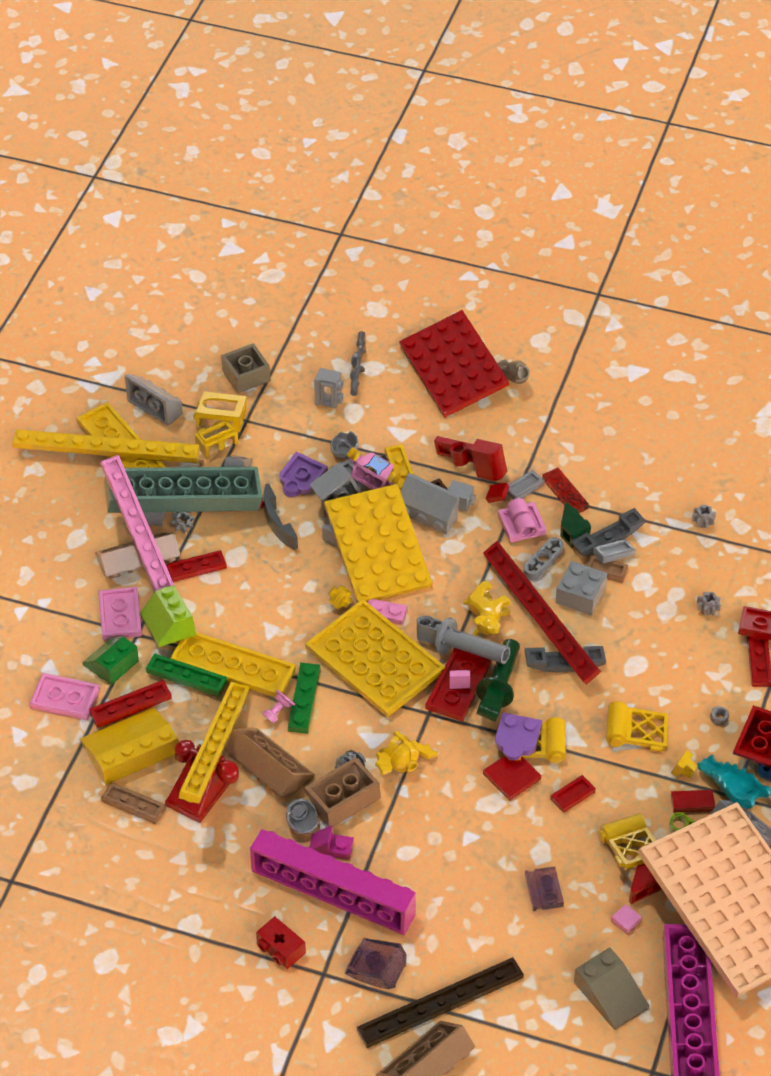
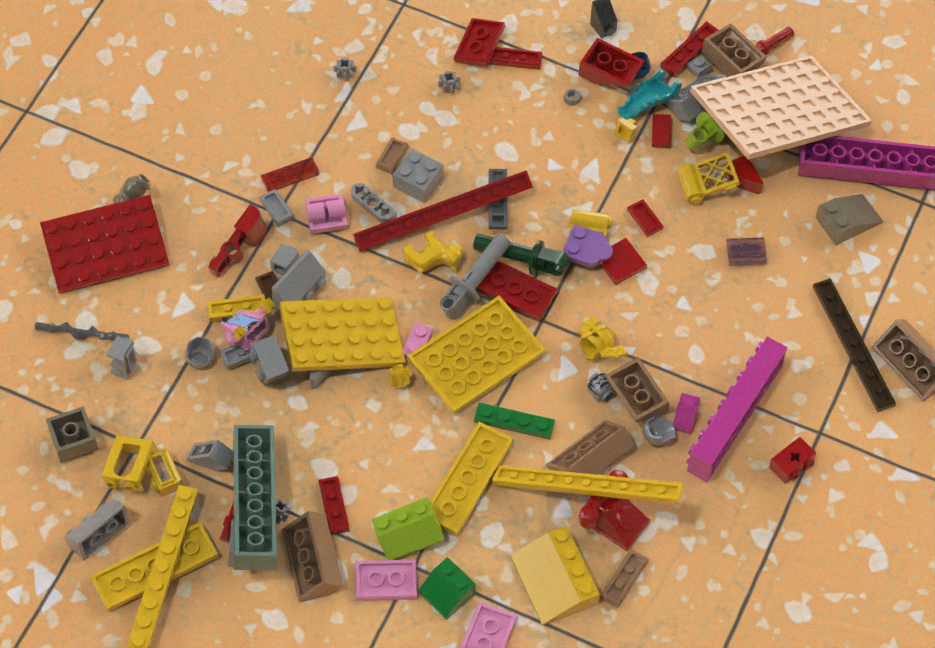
camera: 85 degrees left, 10 degrees up
(130, 703) = (507, 573): red plate -> none
(136, 523) = (305, 538): bright pink tile -> none
(186, 674) = (476, 521): green plate -> none
(282, 701) = (525, 434): bright pink piece -> none
(284, 532) = (295, 425): dark grey slope -> none
(299, 474) = (229, 398): medium lavender plate -> none
(377, 963) = (817, 388): slope -> none
(459, 679) = (520, 282): bright pink tile -> none
(497, 492) = (285, 229): red tile -> none
(573, 524) = (338, 173): dark green slope -> none
(614, 551) = (375, 145): light grey tile -> none
(621, 722) = (577, 168): yellow piece -> none
(626, 526) = (352, 145): dark grey slope -> none
(626, 918) = (777, 197): bright pink tile -> none

